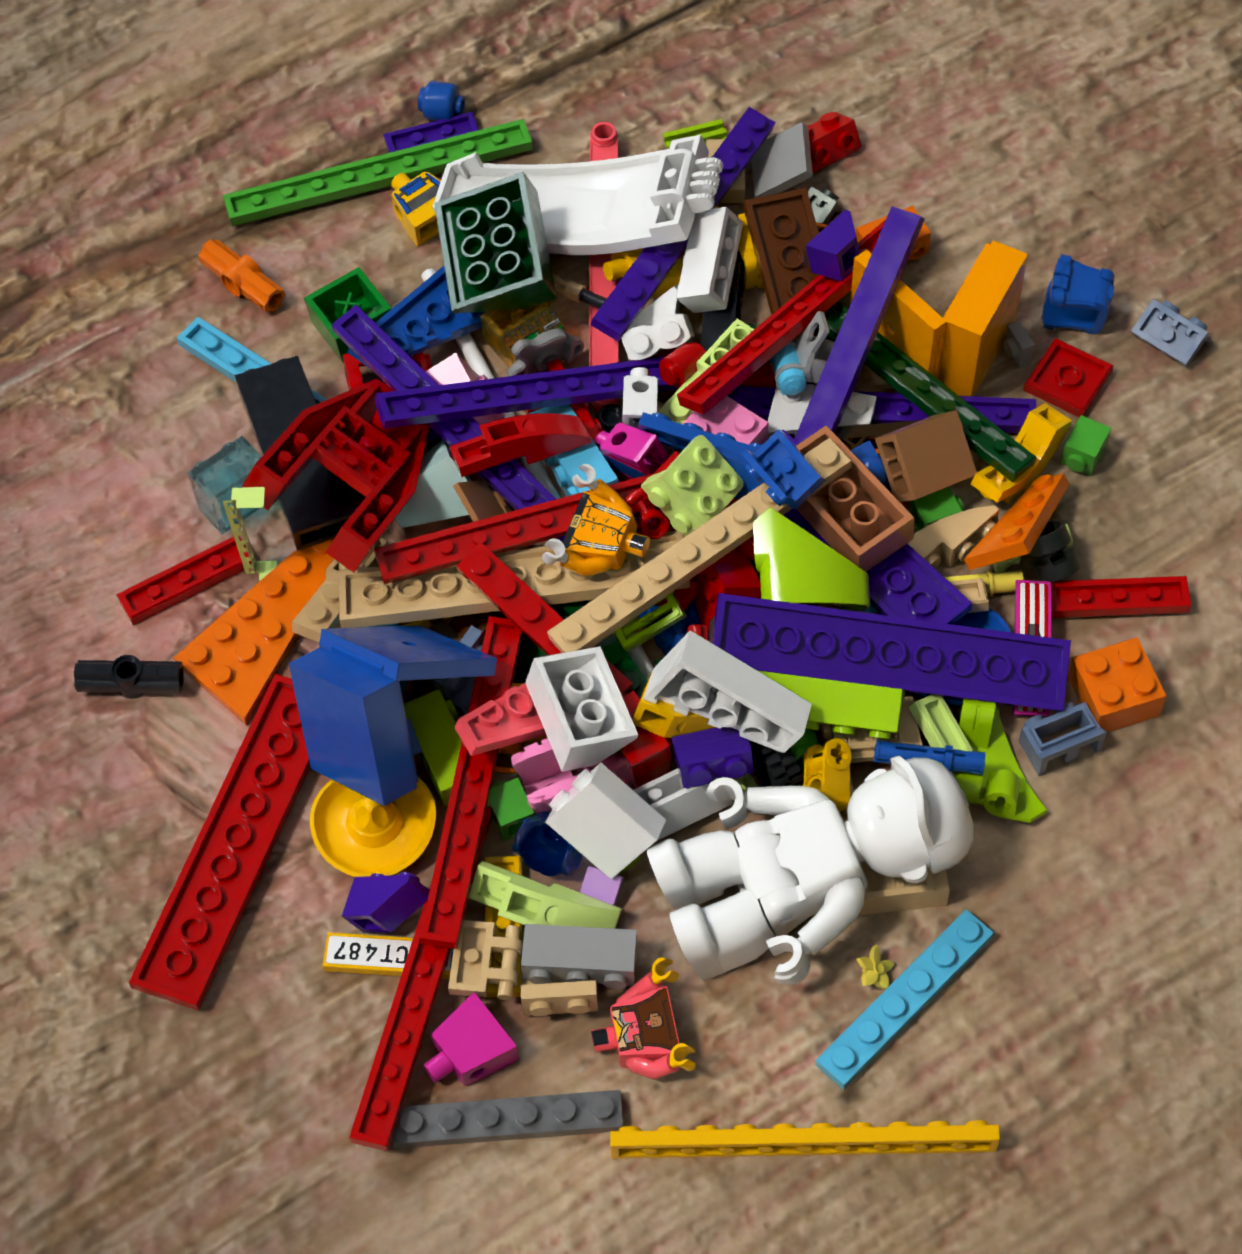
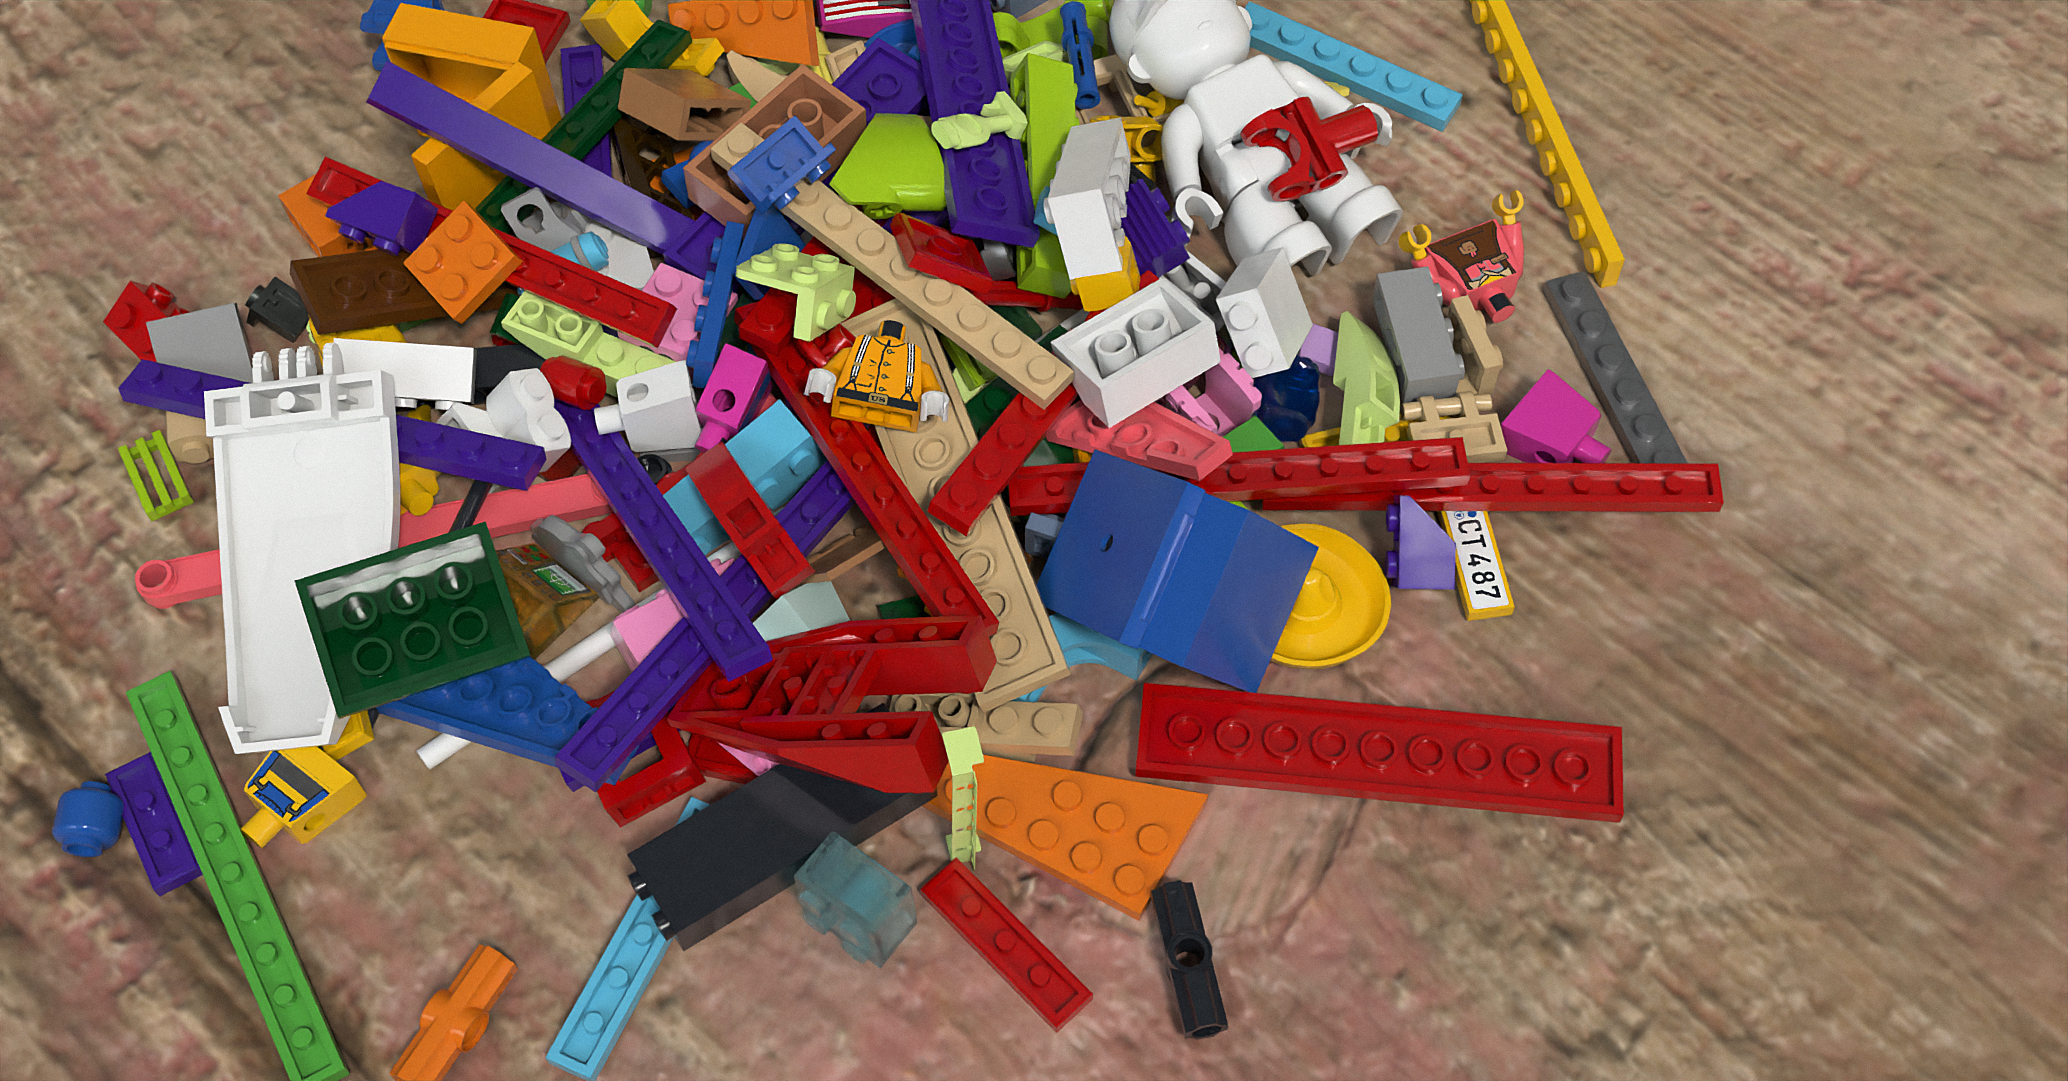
camera: 105 degrees left, 0 degrees up
(337, 298) = (522, 827): green brick -> none
(695, 580) = (941, 253): none -> red tile
(750, 883) = (1311, 144): none -> red connector
(788, 293) = (462, 262): none -> orange plate
(823, 629) = (973, 130): none -> yellowish green piece

